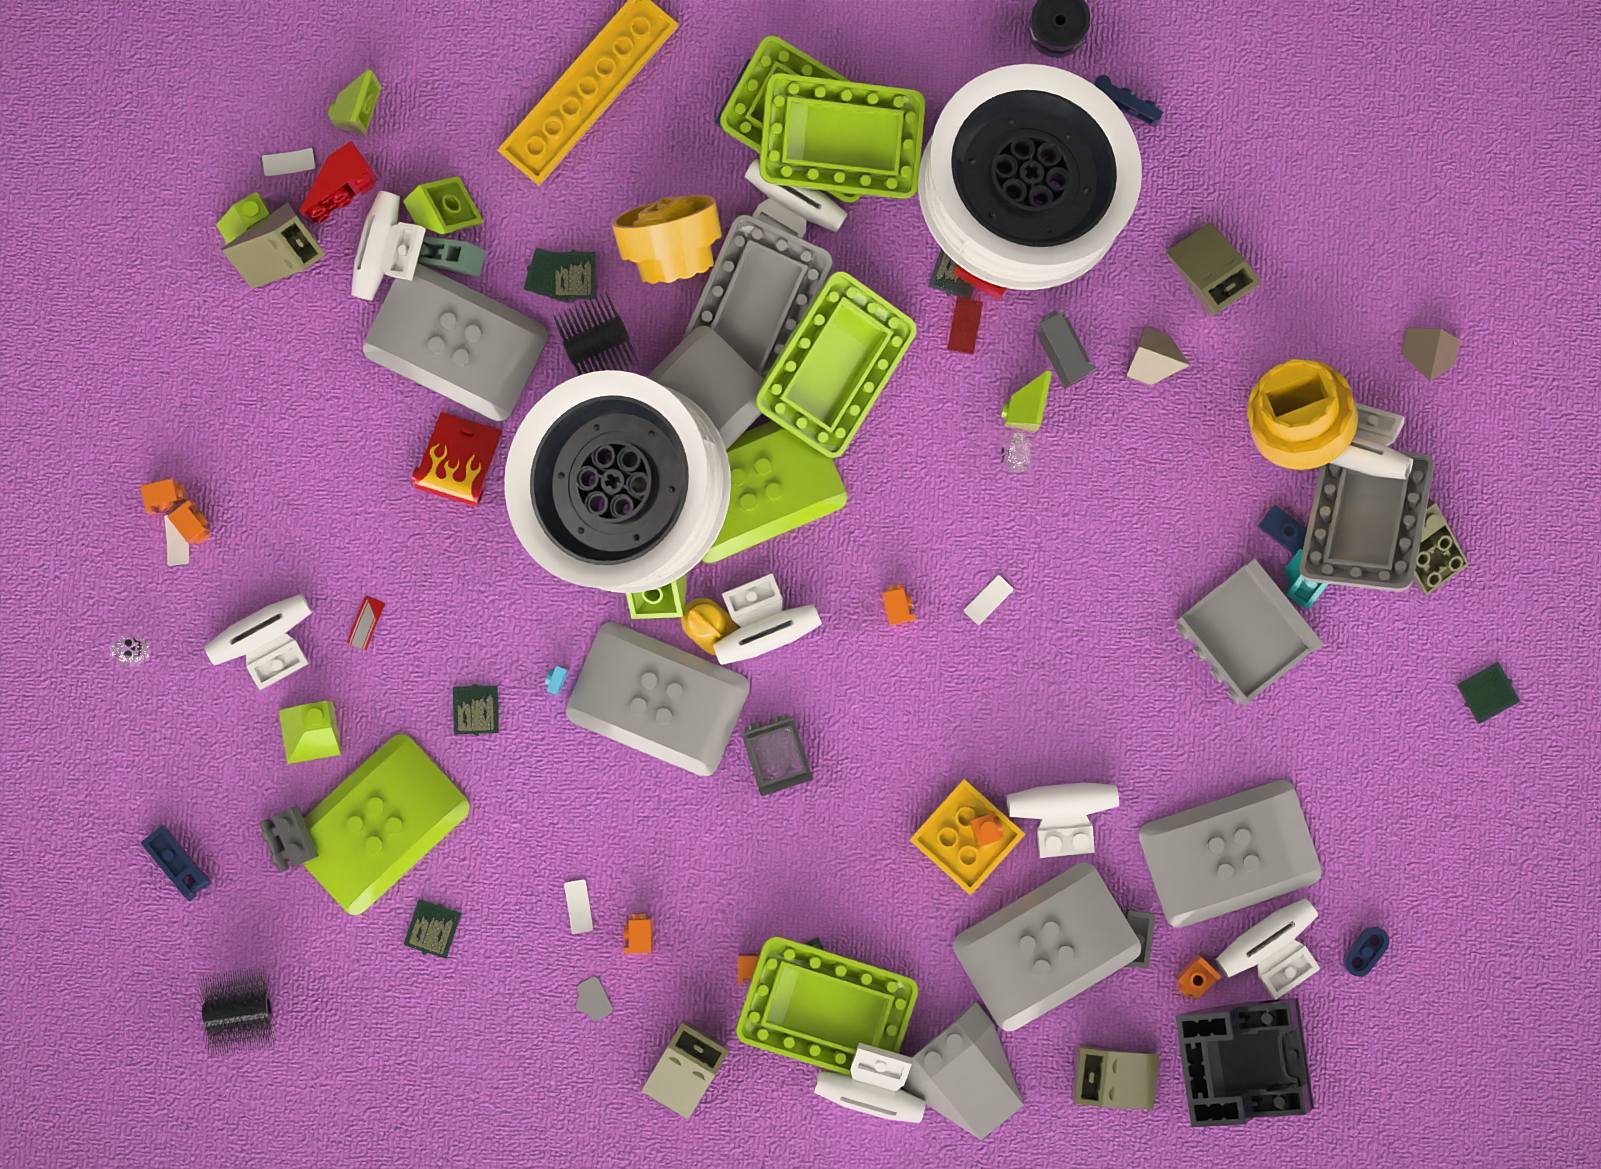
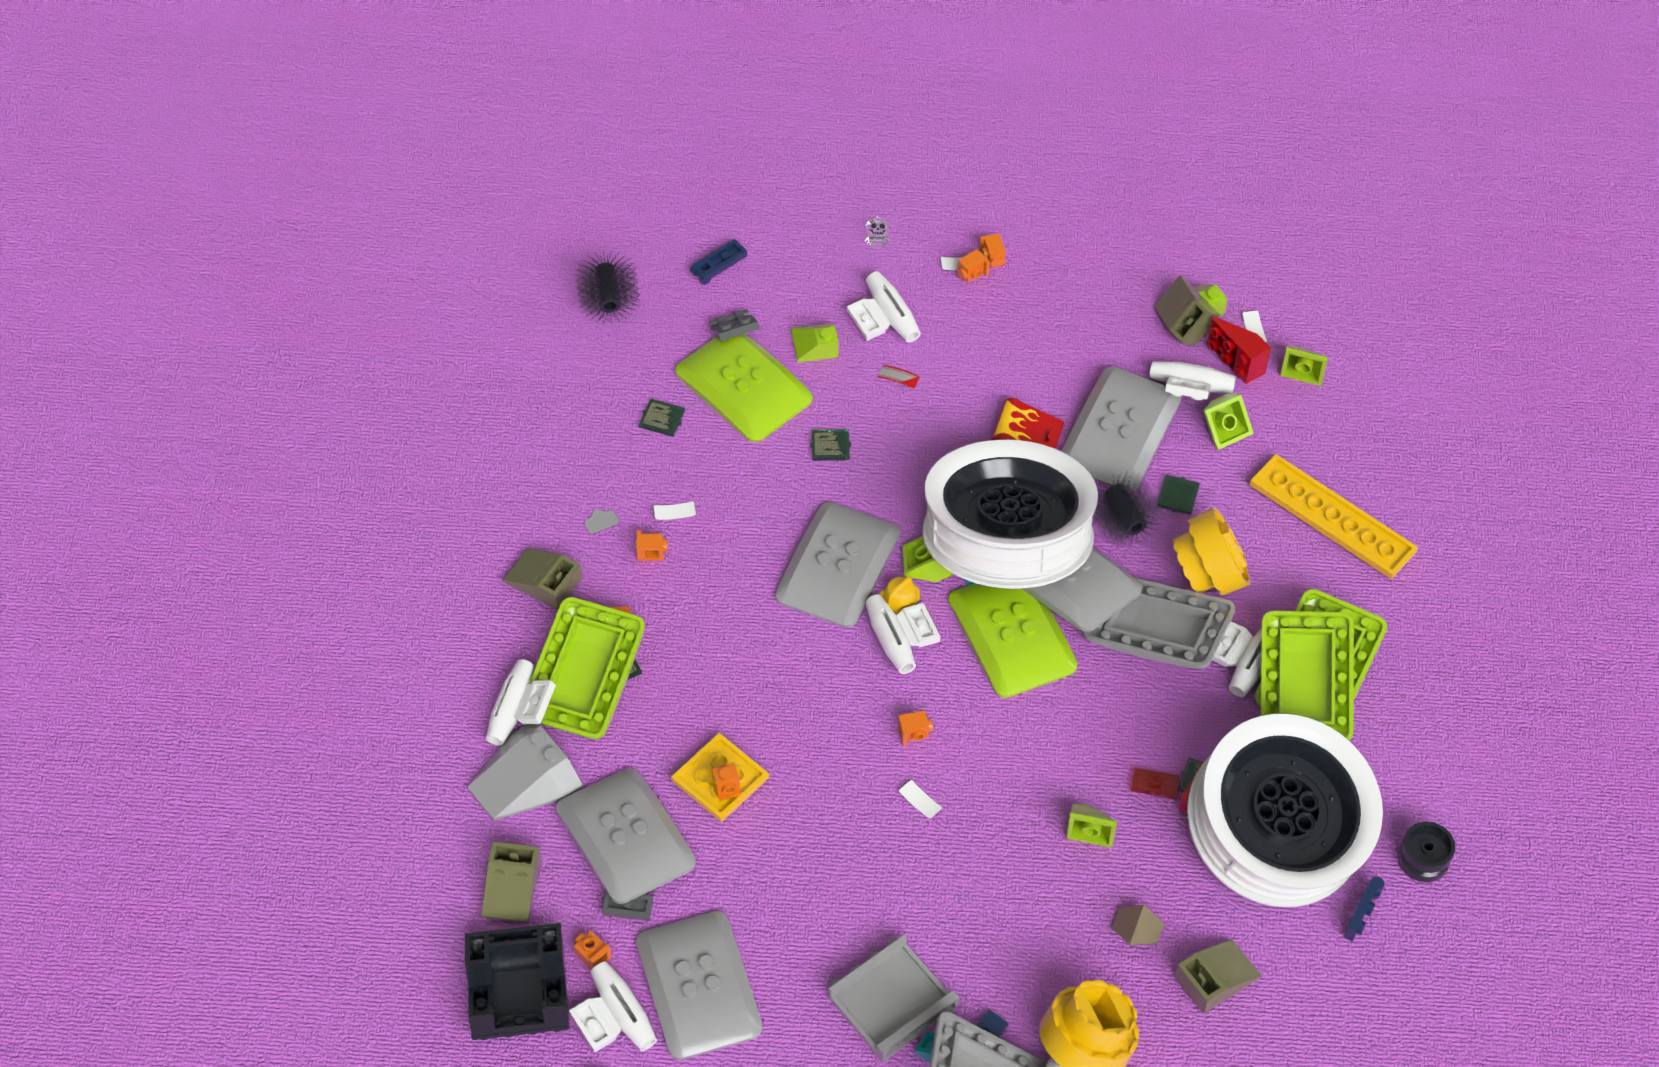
camera: 90 degrees right, 30 degrees down
(451, 256) = (1188, 421): sand green slope -> none
(556, 679) = (853, 493): medium azure plate -> none
(573, 275) = (1178, 505): piece -> none
(776, 755) = (791, 640): window -> none
(835, 364) = (1115, 676): lime wedge -> none
(1018, 453) = (1047, 819): clear head -> none
(1063, 814) = (737, 849): white plate -> none
(1064, 349) = (1138, 848): dark grey window -> none

